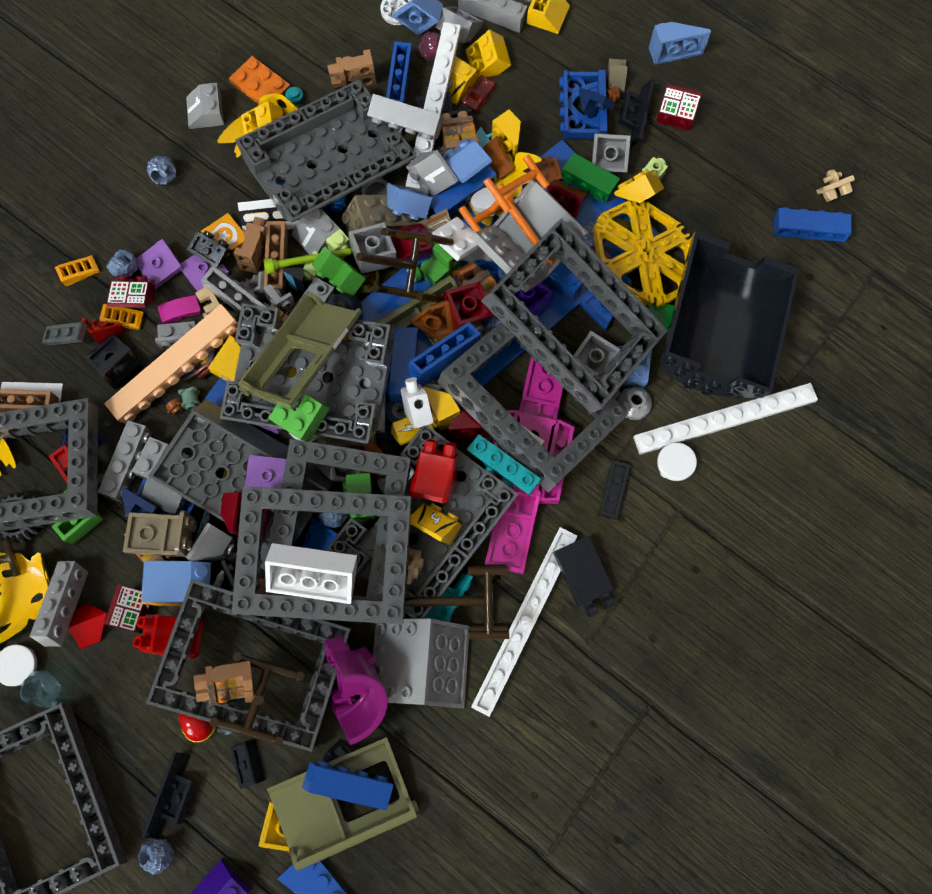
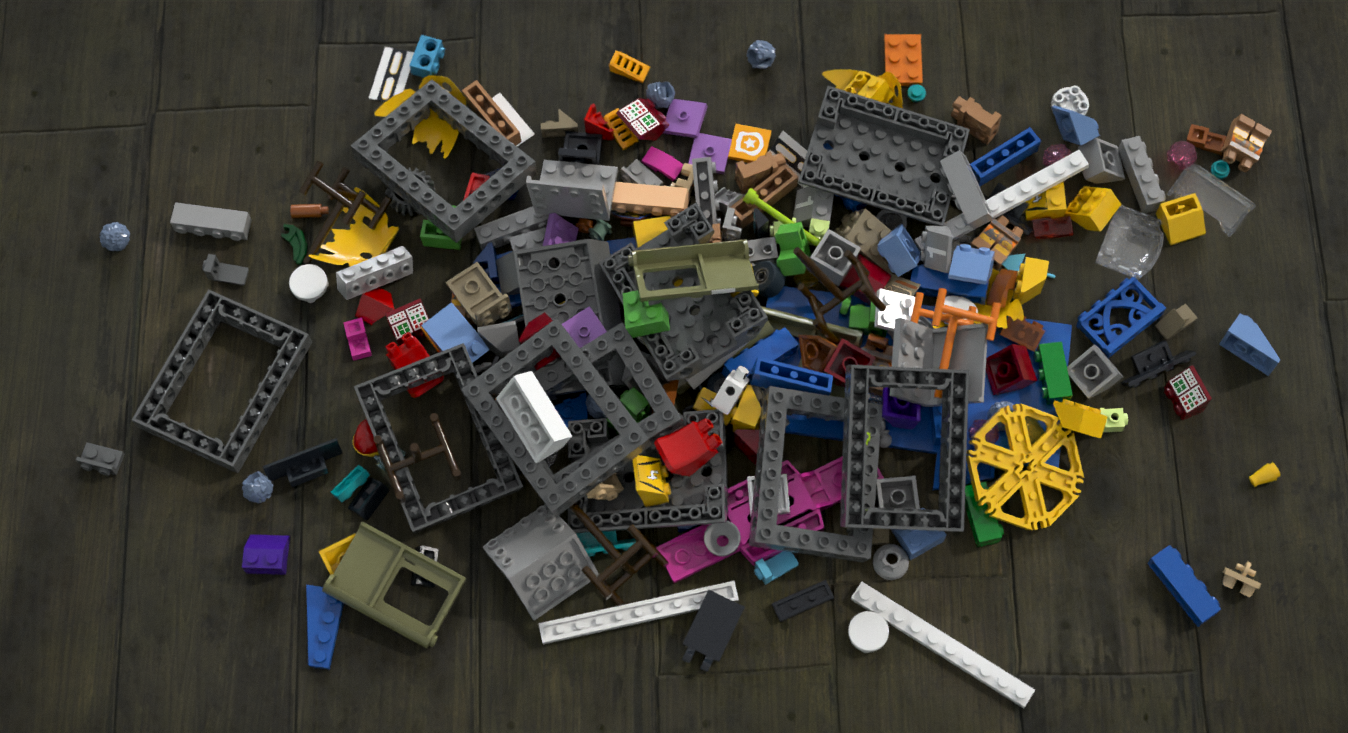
camera: 55 degrees right, 5 degrees down
(41, 688) = (306, 313): clear light blue hair -> none
(64, 333) = (571, 102): dark grey tile -> none
(76, 361) = (558, 129): none -> dark tan slope
(102, 663) = (357, 339): none -> dark pink slope
(140, 388) = (573, 189): none -> light grey bracket
(162, 428) = (559, 231): none -> medium lavender plate
(205, 106) = (844, 39): light grey slope -> none
(208, 248) = (728, 142): black bracket -> none
(222, 770) = (346, 487): none -> teal plate
(224, 683) = (409, 425): medium nougat hips -> none
(347, 785) = (408, 576): blue brick -> none
(356, 677) = (489, 520): magenta piece -> none
(503, 465) = (740, 494): teal bracket -> none
(534, 505) = (716, 530): none -> light grey piece
(537, 54) = (1131, 243): none -> clear slope
(572, 488) = (775, 566): none -> medium azure bracket
(592, 101) = (1123, 320): dark blue slope -> none
(612, 93) = (1153, 331): dark orange plate -> none
(728, 321) = (1018, 571): black cylinder -> none
(773, 111) = (1266, 474): none -> yellow cone

